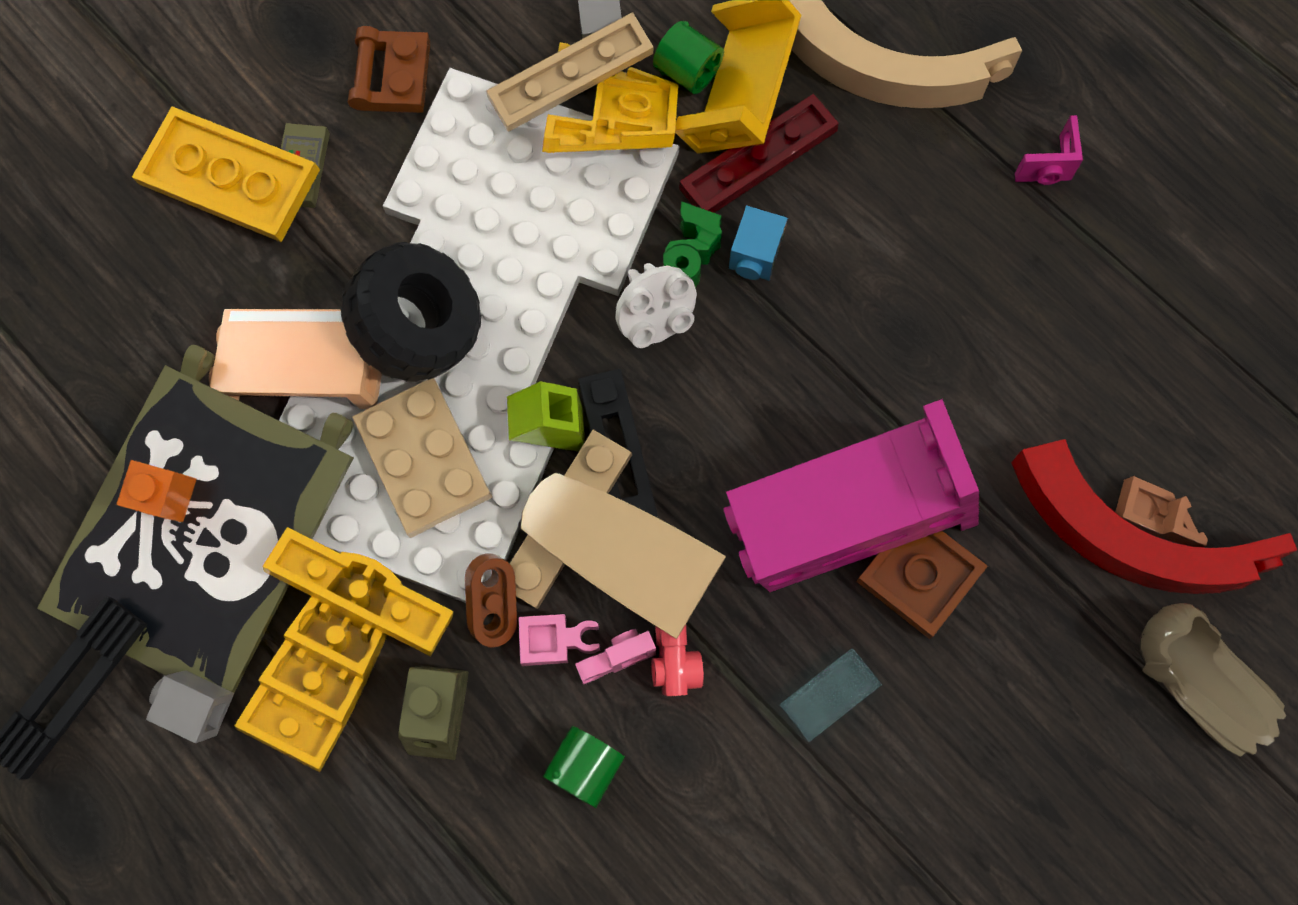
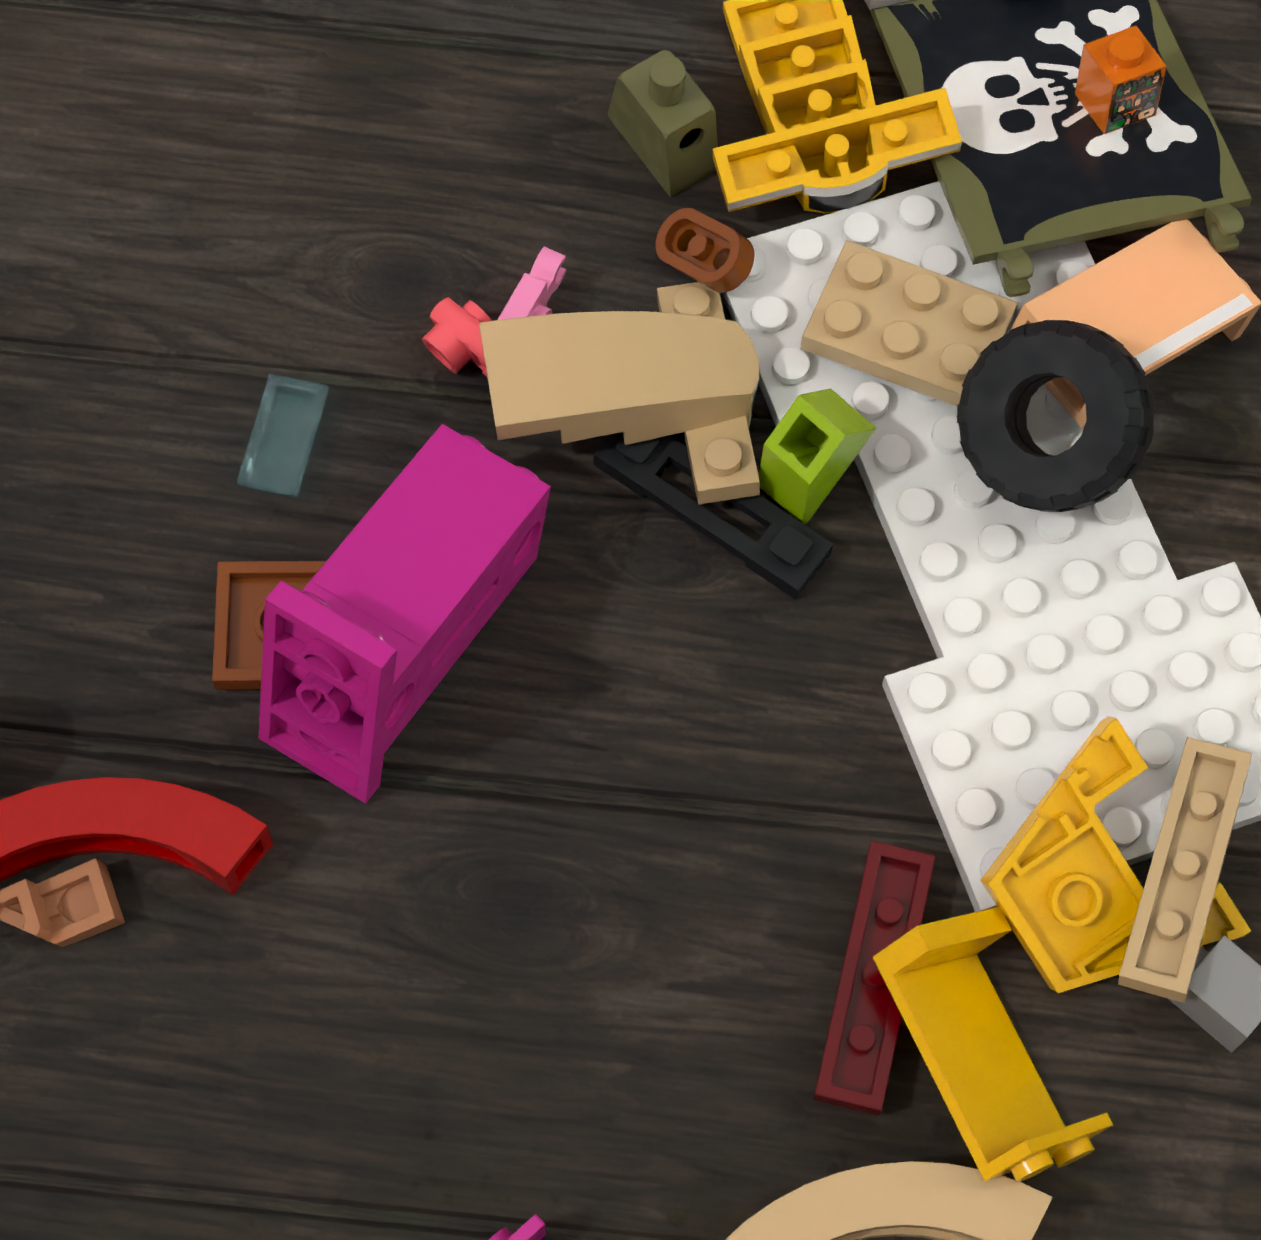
camera: 135 degrees right, 5 degrees down
(547, 639) = (614, 270): bright pink plate -> none
(584, 766) = (474, 180): green piece -> none
(656, 305) = (822, 671): white plate -> none
(688, 57) = (1076, 1028): green piece -> none
(706, 234) = (840, 766): green leg -> none
(757, 243) = (775, 853): dark azure brick -> none

